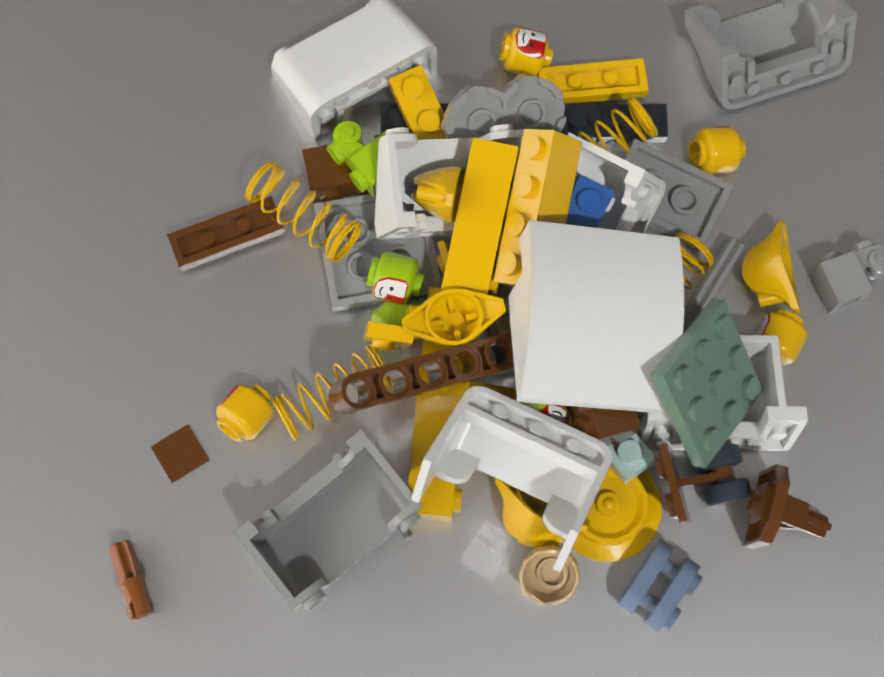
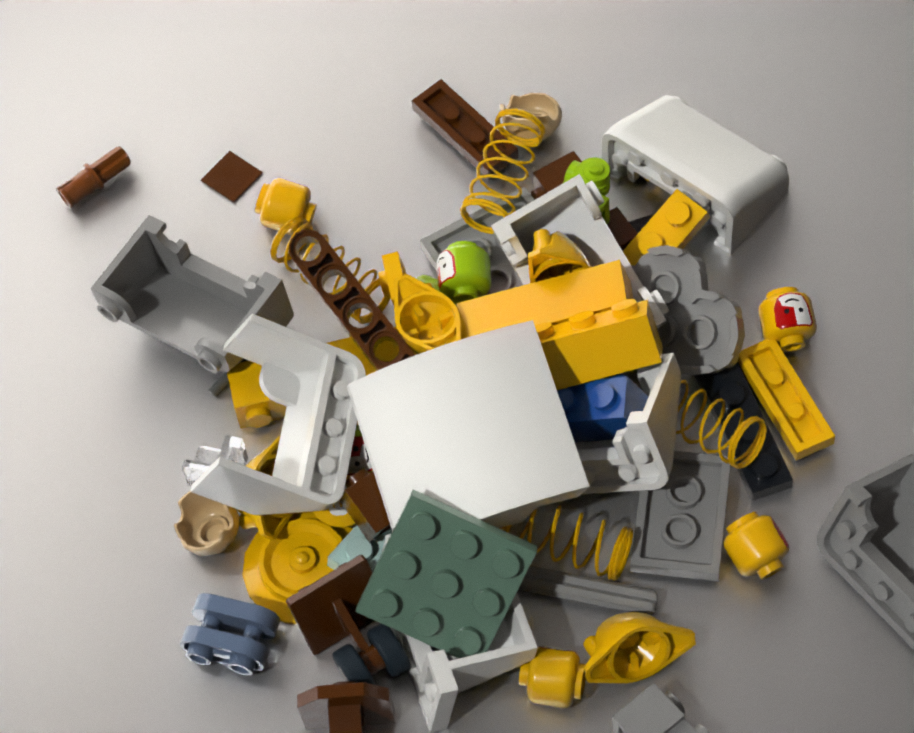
camera: 80 degrees right, 15 degrees down
(236, 170) = (538, 104): none -> tan hair

